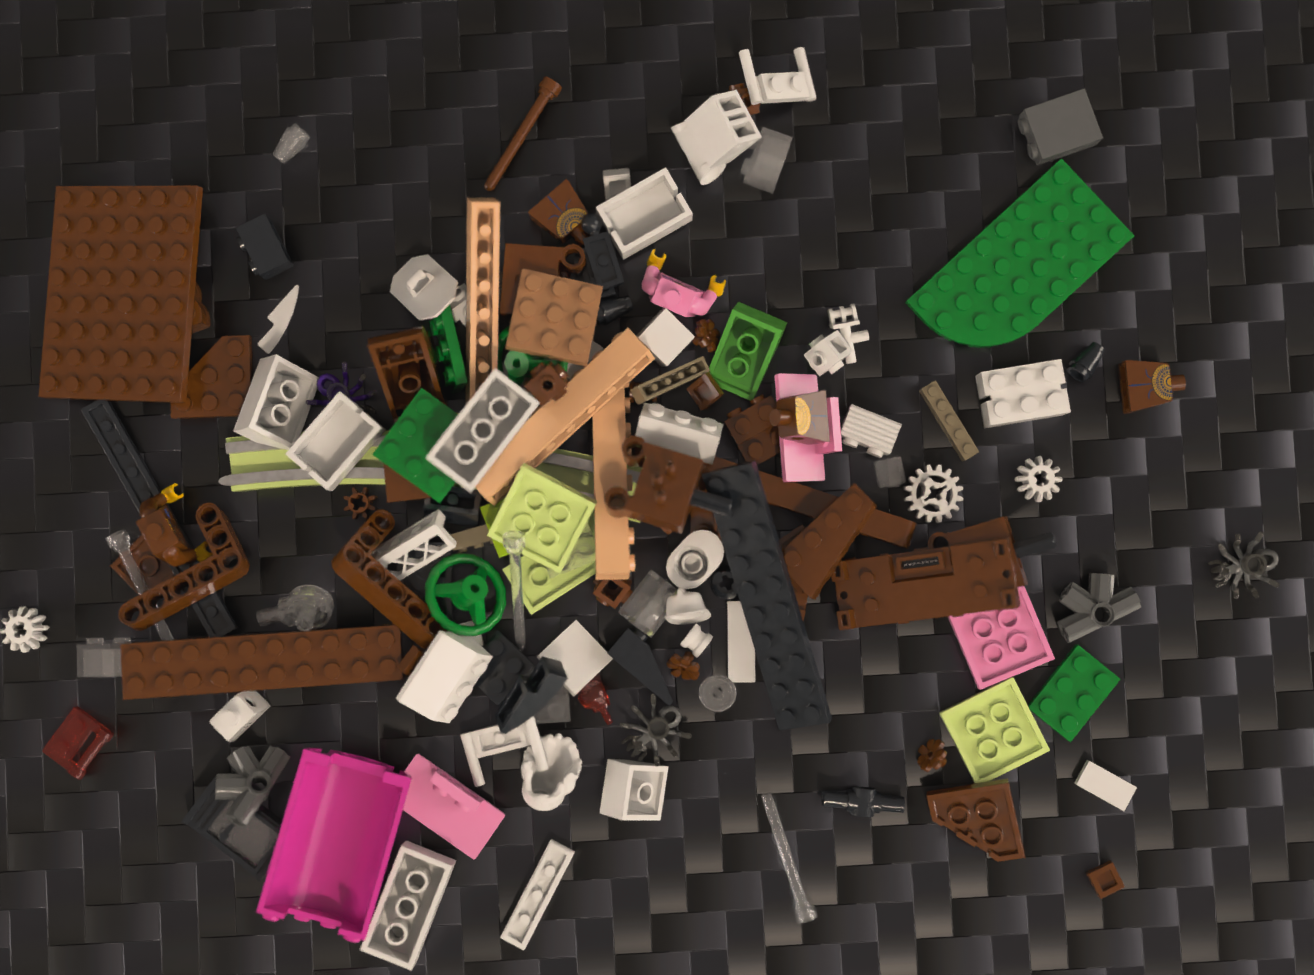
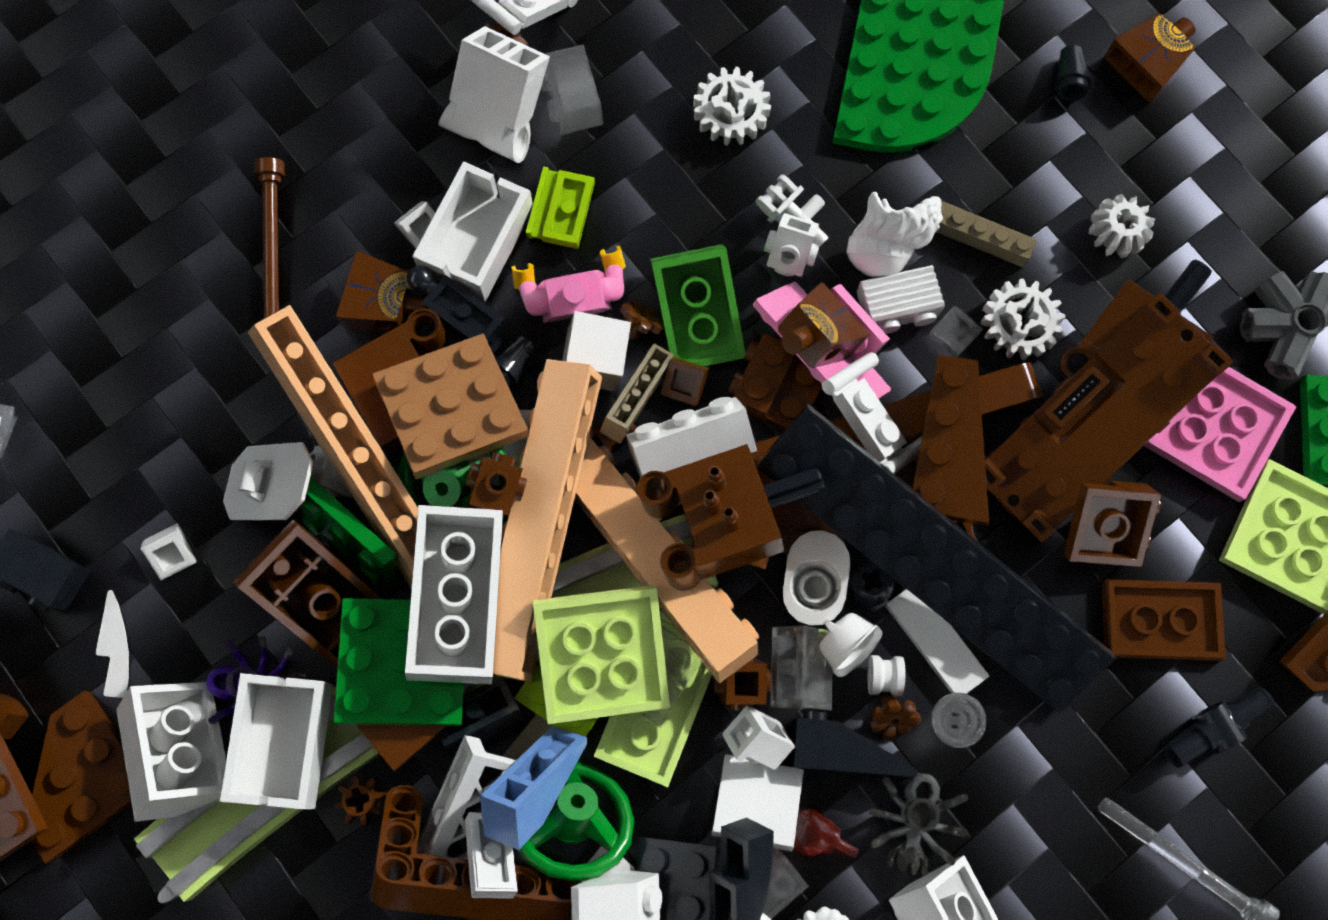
camera: 40 degrees left, 10 degrees down
(343, 285) = (168, 551): none -> white slope
(408, 583) = (489, 863): none -> white plate
(452, 563) = (529, 788): none -> medium blue slope
(514, 543) = (589, 709): clear piece -> none
(598, 624) = (758, 738): none -> white brick
(708, 231) = (560, 207): none -> lime plate
(791, 489) = (868, 416): none -> white plate
(867, 240) = (721, 116): none -> white gear
(879, 722) = (1163, 620): none -> reddish brown tile
(883, 392) = (889, 236): none -> white hair
(888, 648) = (1112, 523): none -> reddish brown plate
(932, 756) = (1252, 614): reddish brown plant -> none
(1023, 393) = (1034, 147): white piece -> none

